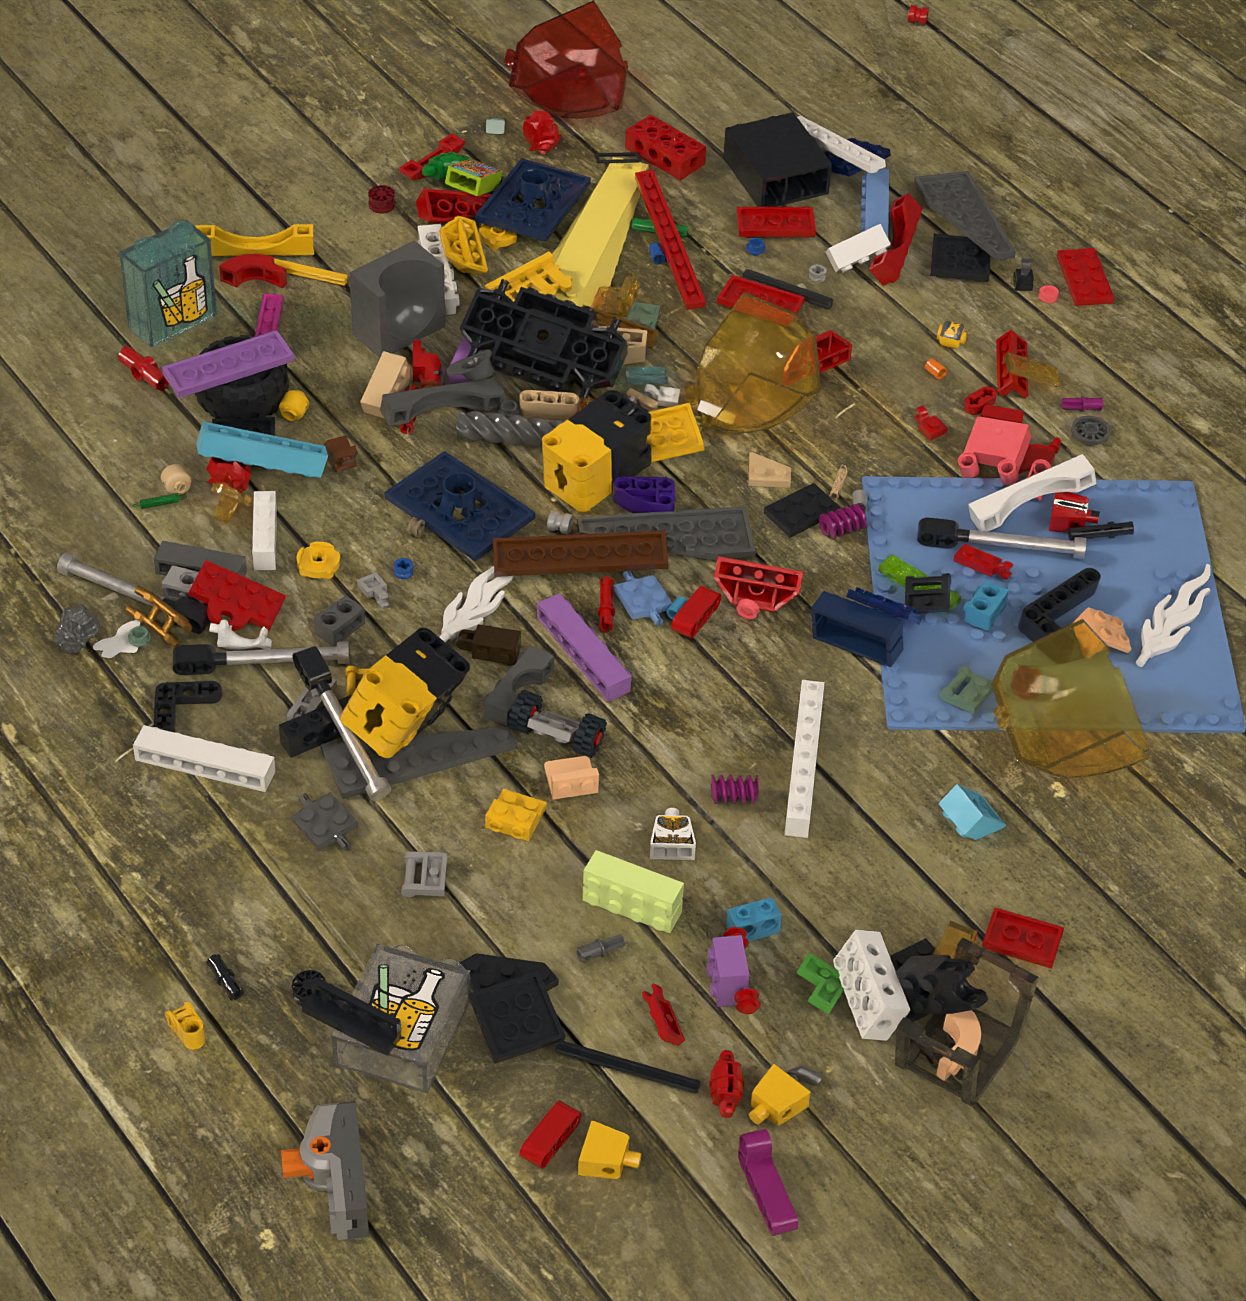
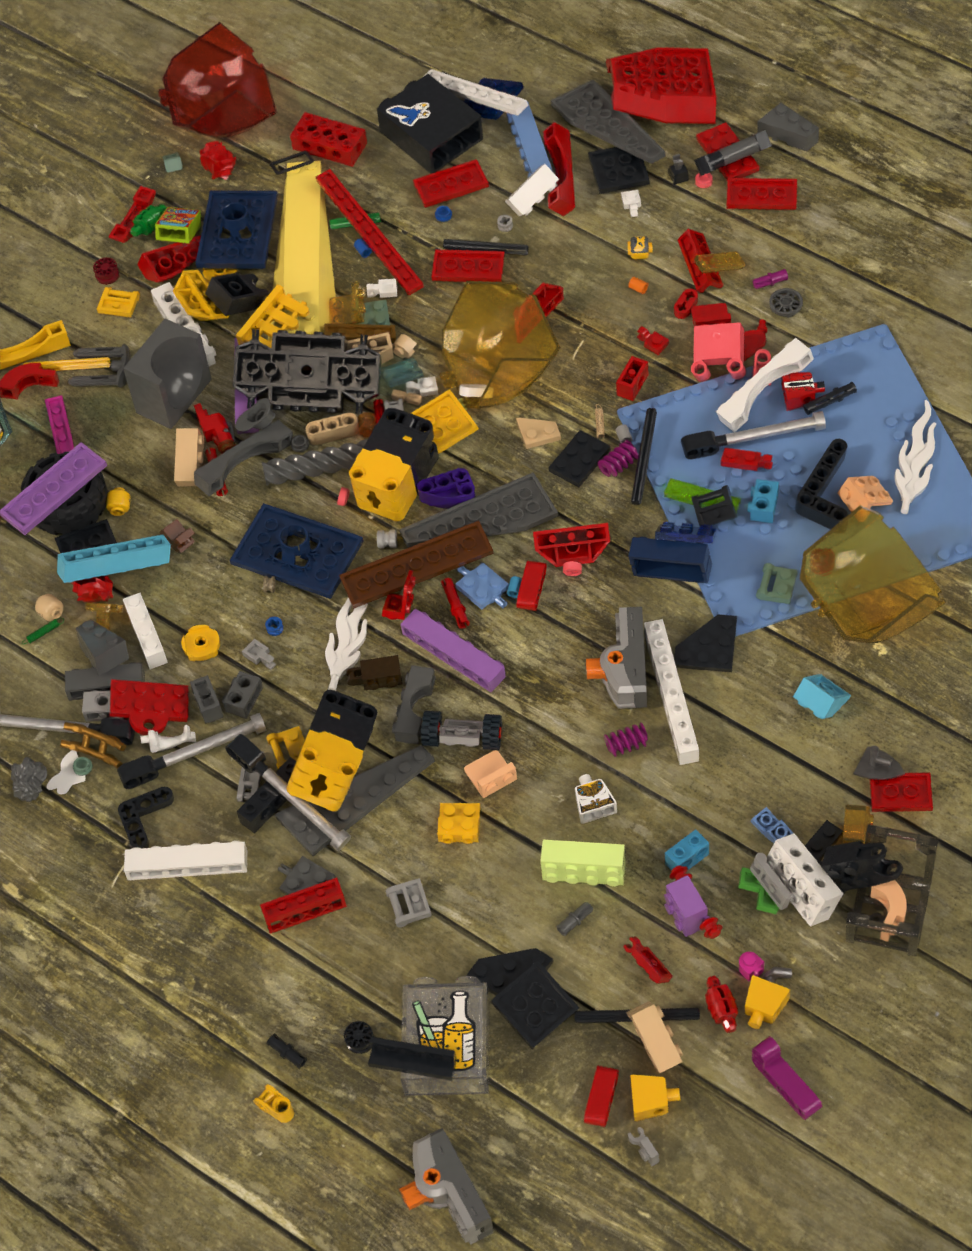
camera: 10 degrees left, 10 degrees up
(211, 528) = (101, 646): none -> dark grey wedge
(298, 612) = (206, 699): none -> dark grey brick
(308, 836) = (302, 903): none -> red fence
(326, 292) = (103, 380): none -> dark grey piece
(380, 230) = (118, 306): none -> yellow plate
(501, 249) = (236, 293): none -> black brick
(532, 470) = (343, 496): none -> coral tile
(544, 587) = (398, 605): none -> red bracket
(578, 1206) = (646, 1150): none -> light grey plate
(637, 1090) = (655, 1036): none -> tan wedge
(658, 352) = (404, 346): none -> tan plate
(663, 295) = (385, 288): none -> white plate
(757, 143) = (409, 115): none -> sticker
(765, 712) = (623, 664): none -> piece
(777, 1053) = (750, 965): none -> dark pink plate
(834, 975) = (770, 881): none -> light grey plate
(857, 919) = (770, 825): none -> medium blue slope
(866, 728) = (709, 646): none -> black plate
(871, 526) = (643, 458): none -> black axle
(891, 449) = (632, 378): none -> red brick
(961, 290) = (631, 201): none -> white plate
(1007, 901) = (878, 765): none -> flat silver shield
(1041, 206) = (666, 97): none -> red wedge
(1106, 323) = (761, 193): none -> red plate
(1118, 273) = (732, 153): none -> piece
(1160, 269) = (789, 127): none -> dark grey wedge

